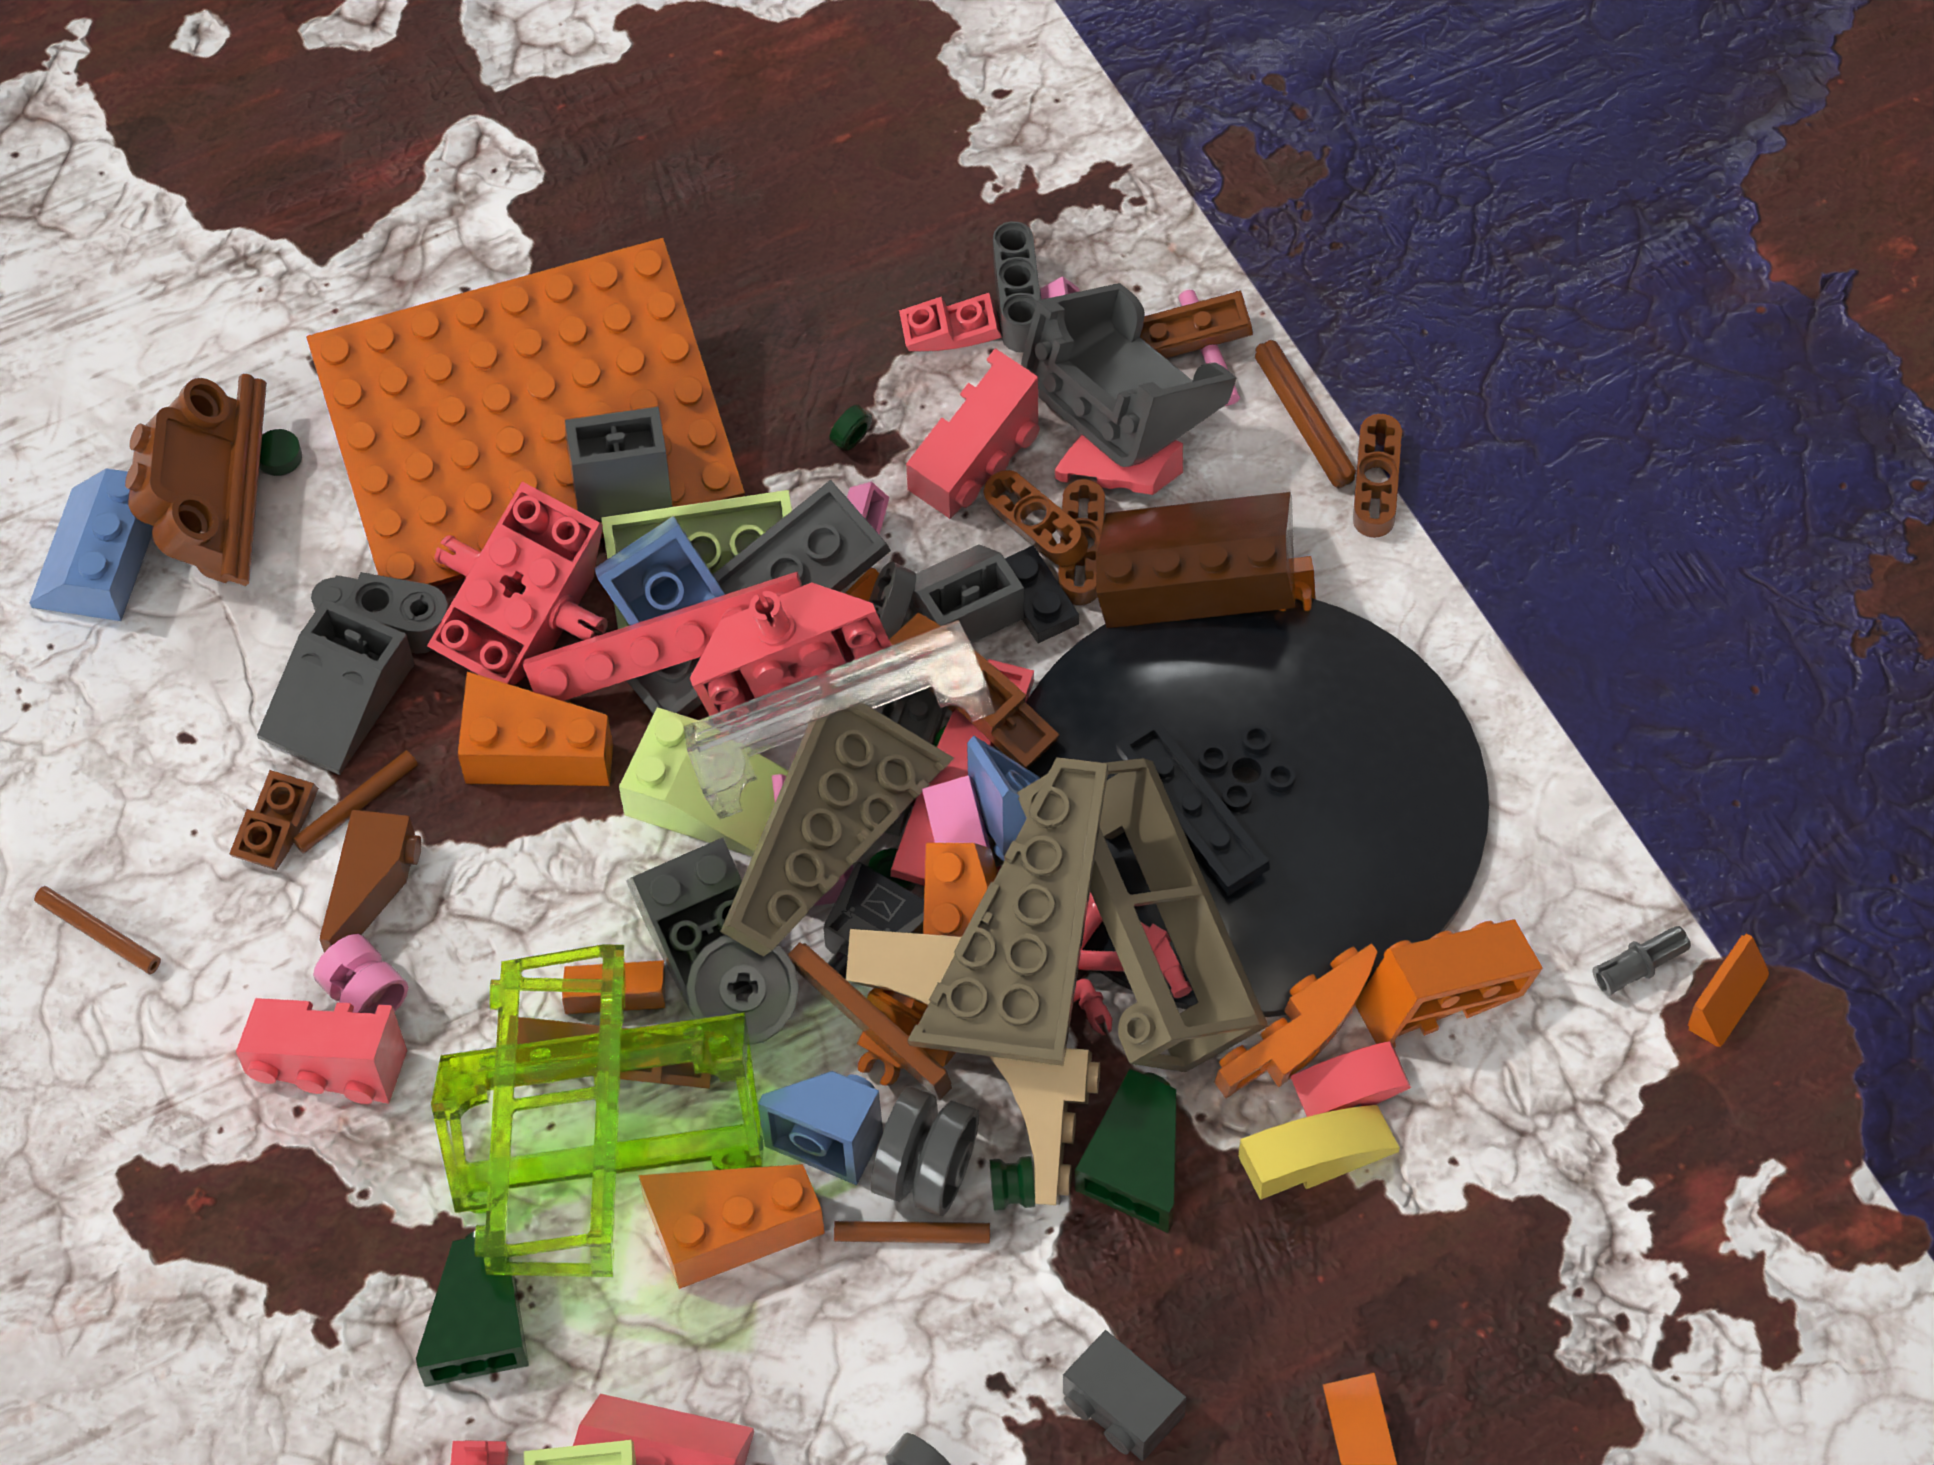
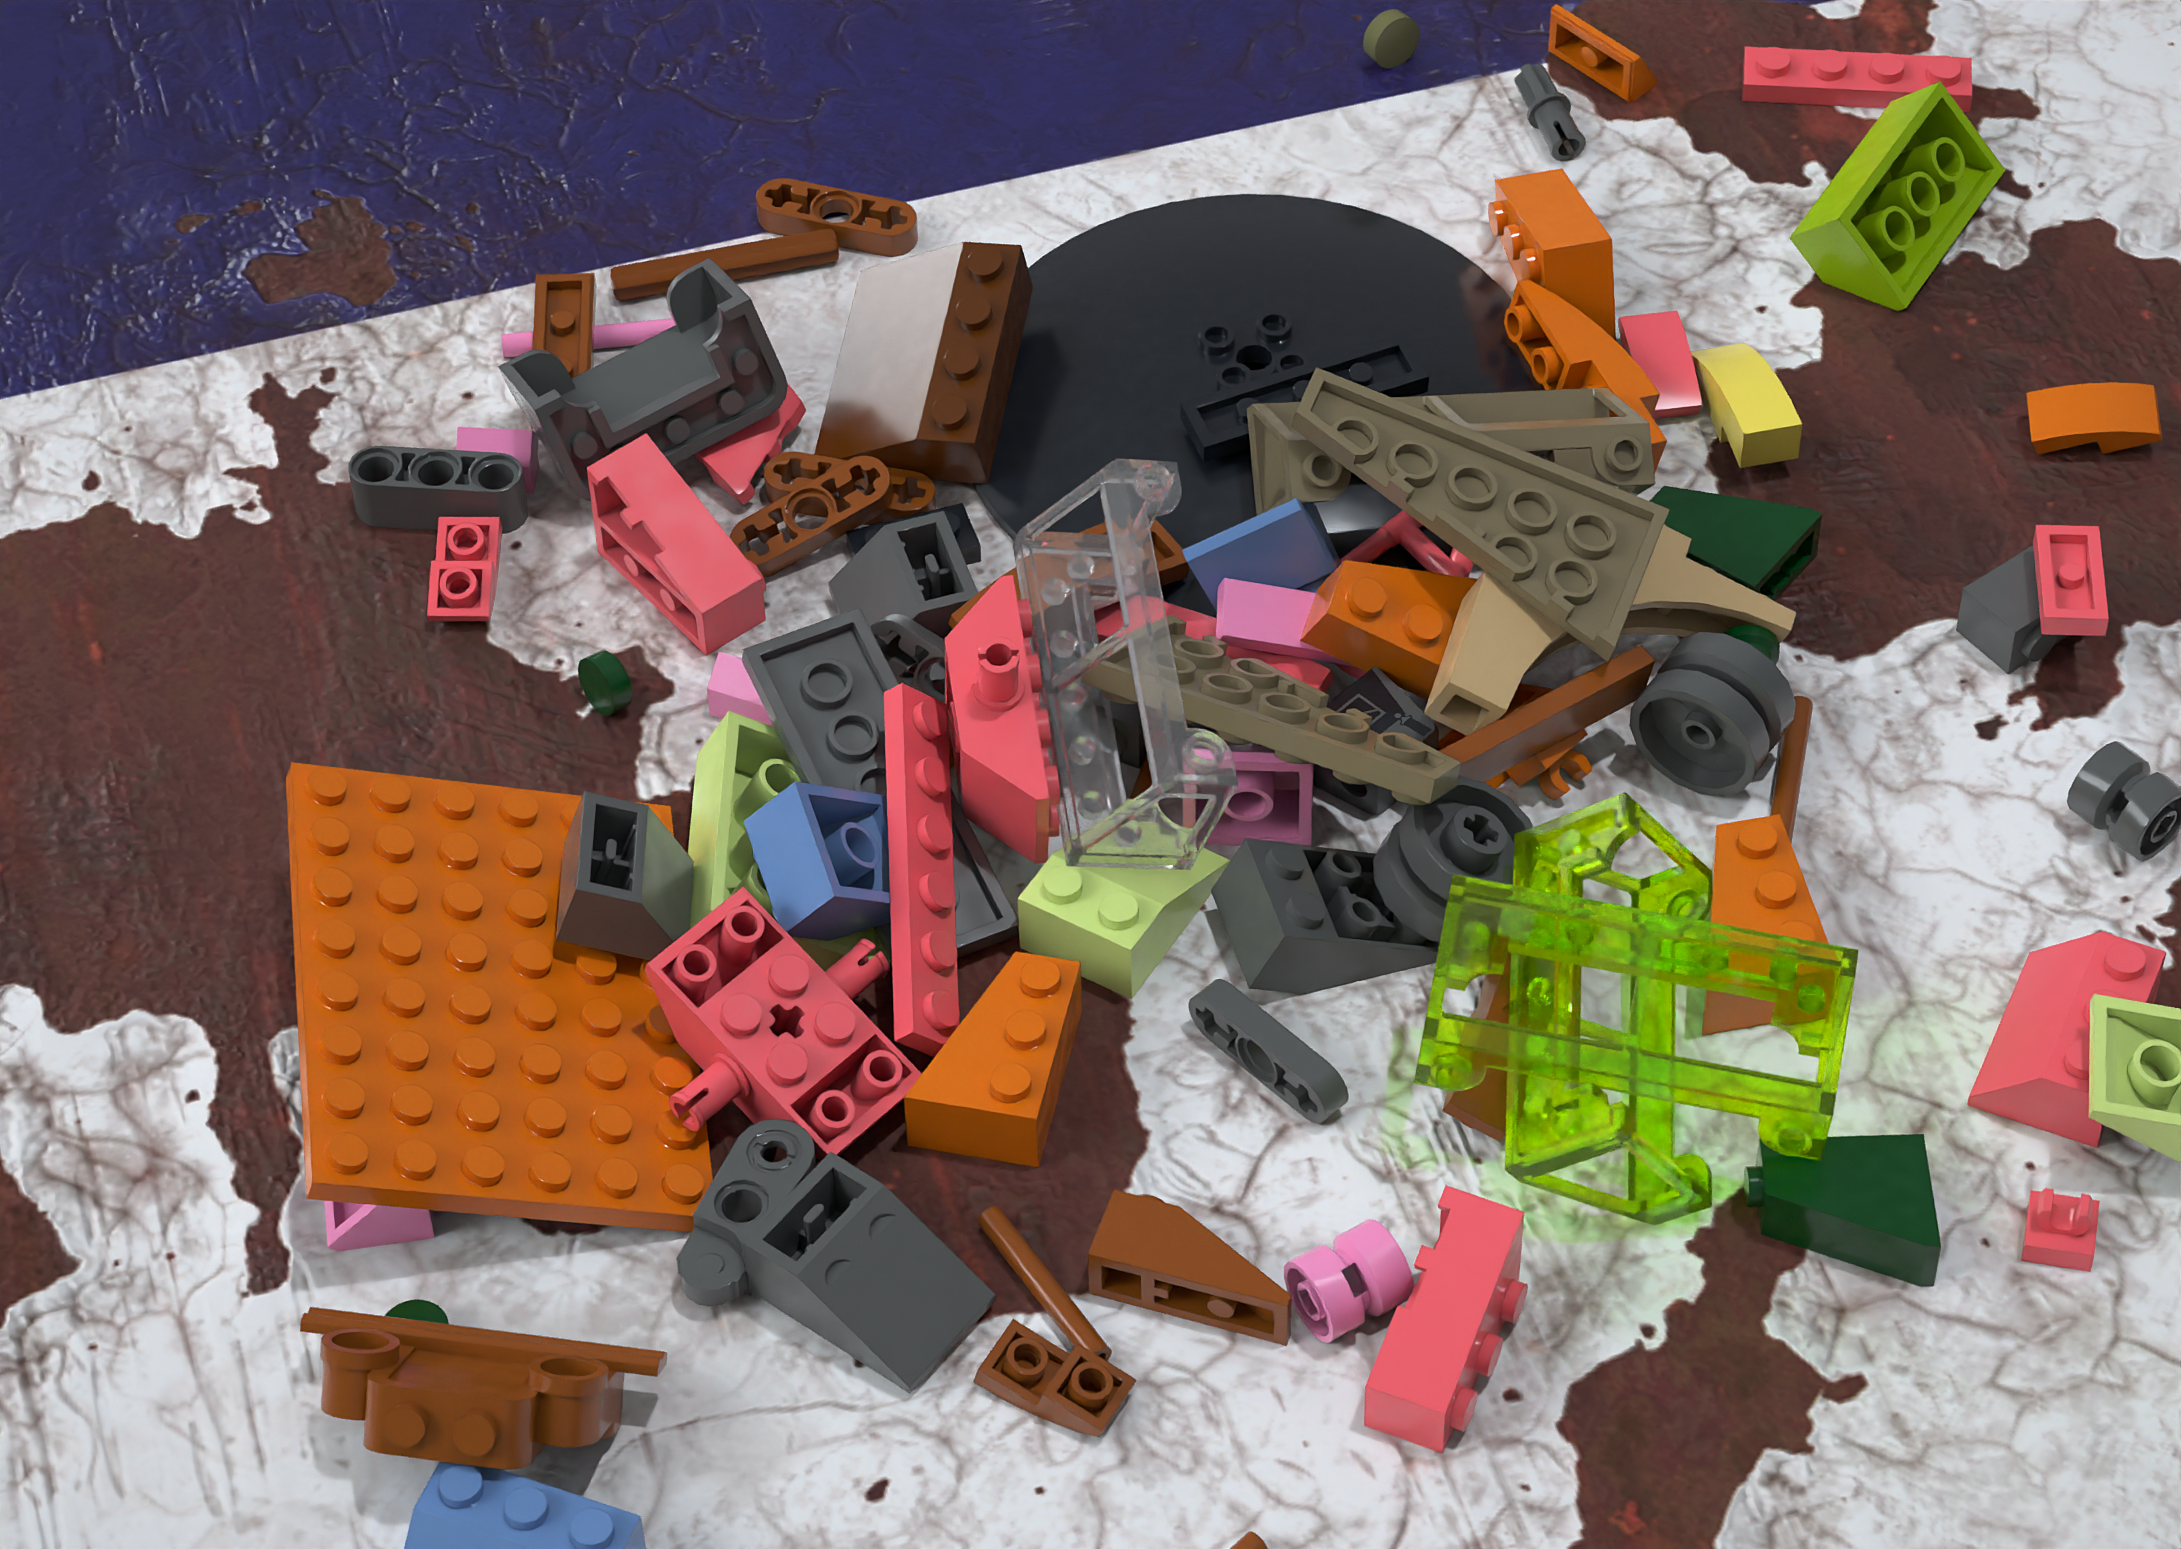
camera: 80 degrees left, 10 degrees down
(570, 901) = (1268, 1051): none -> dark grey beam
(643, 987) = (1393, 1023): orange slope -> none
(824, 1123) = (1673, 778): medium blue slope -> none
(1111, 1405) = (2070, 580): none -> coral plate
(1597, 1251) = (1899, 200): none -> lime slope
(1695, 825) = (1391, 38): none -> olive tile
(1764, 1207) = (1849, 77): none -> coral plate

